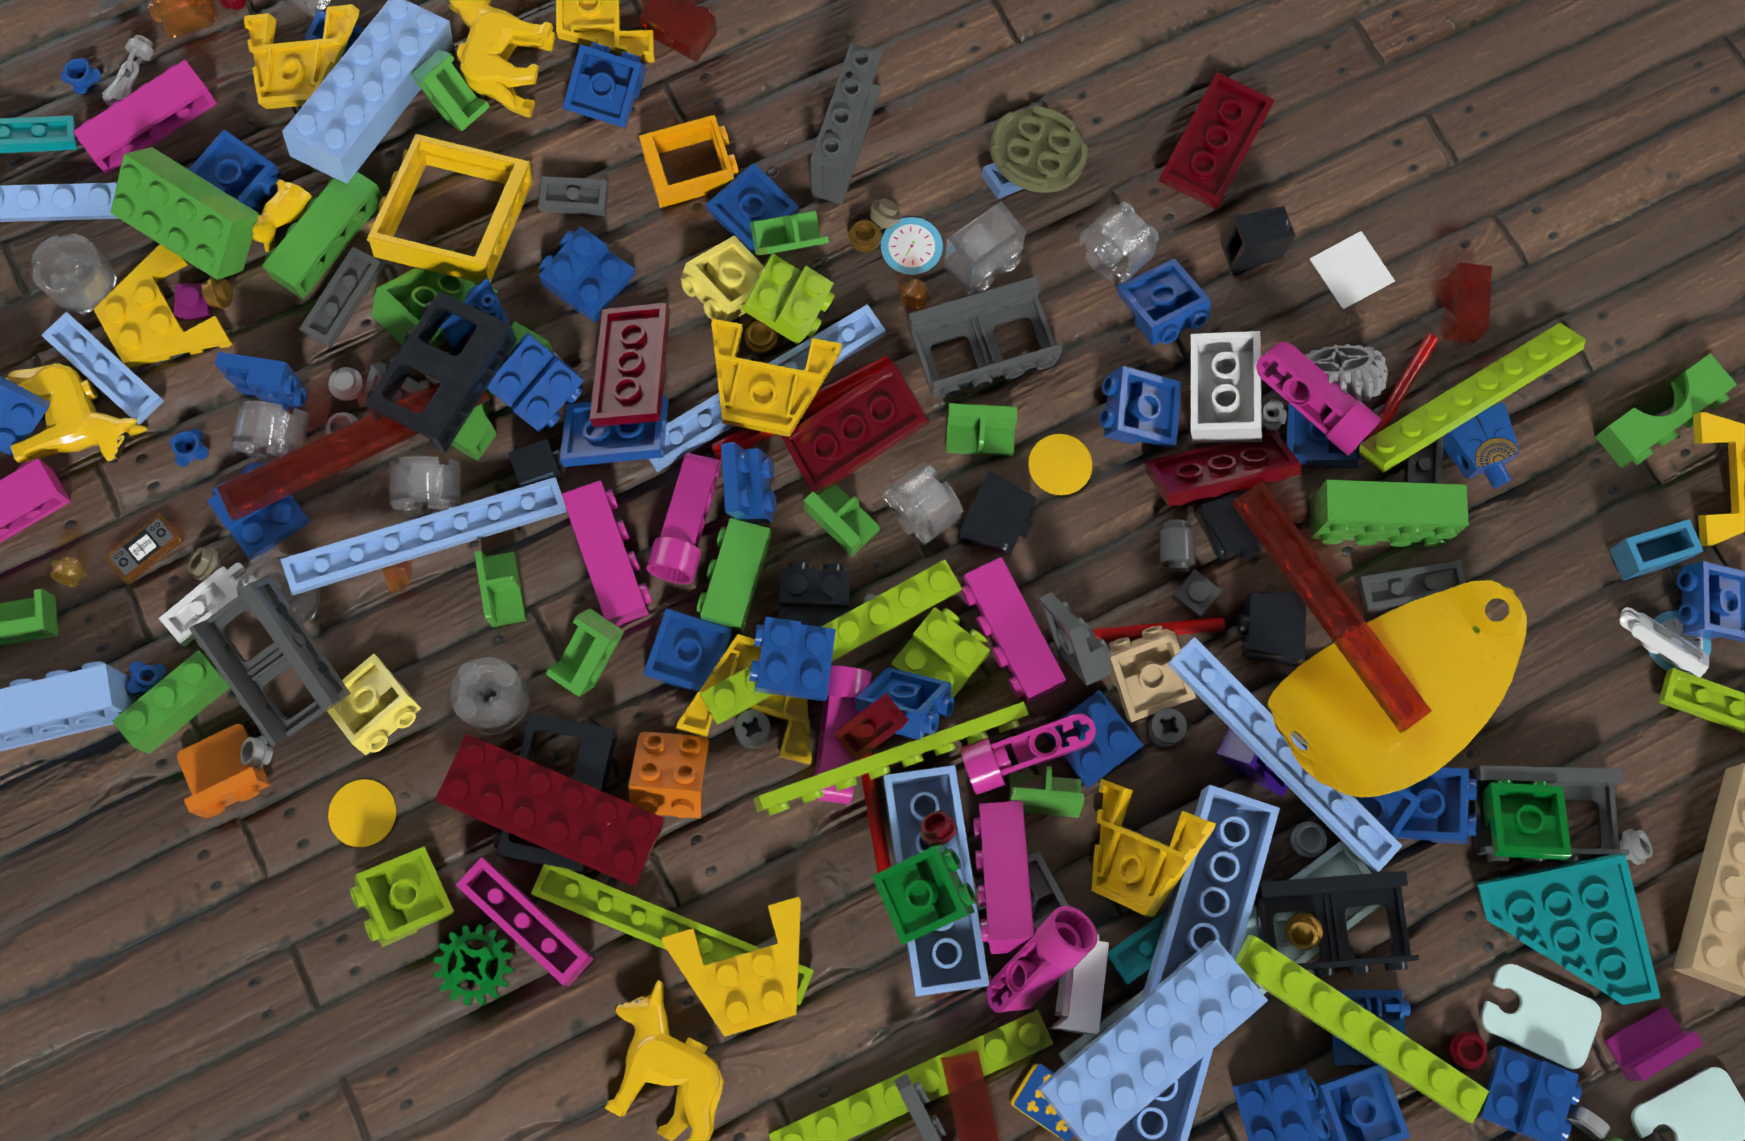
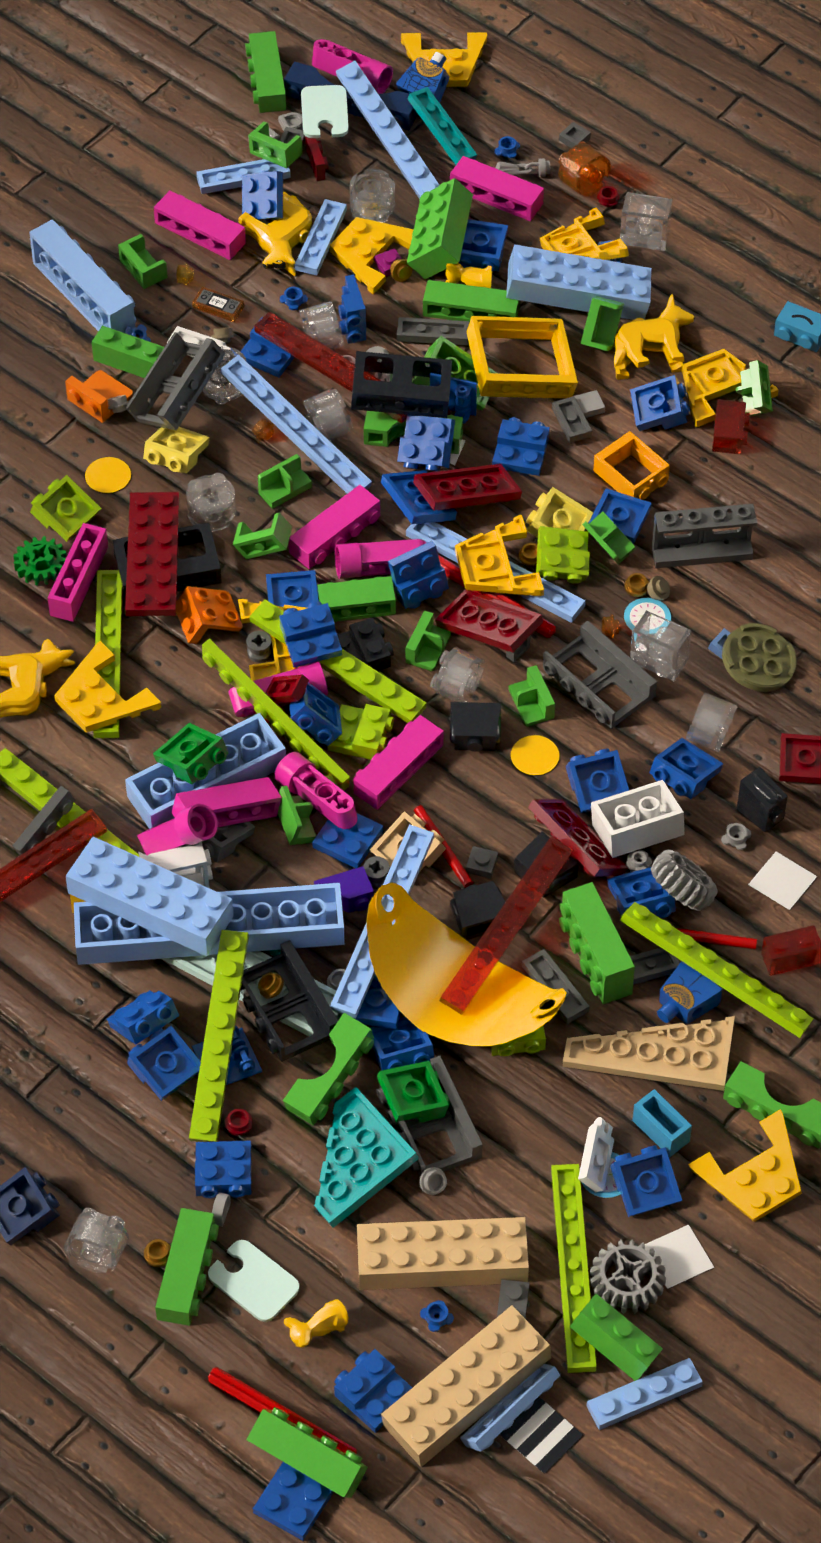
camera: 70 degrees right, 20 degrees down
(536, 463) = (373, 466): black brick -> none
(556, 162) = (590, 403): none -> light grey tile
(938, 828) = (237, 747): dark red plate -> none
(1076, 641) = (403, 787): dark grey plate -> none
(1135, 867) = (280, 874): yellow wing -> none
(1177, 546) = (509, 835): dark grey brick -> none
(1182, 773) = (355, 889): none -> dark purple slope
(1279, 282) = (739, 830): none -> light grey plate
(1324, 404) = (645, 873): dark pink beam -> none
(1473, 945) = (311, 1097): none -> bright green arch
(1548, 1020) = (284, 1172): light aqua piece -> none
(1551, 500) = (666, 1053): none -> tan wing
(1651, 1045) = (294, 1235): magenta panel -> none

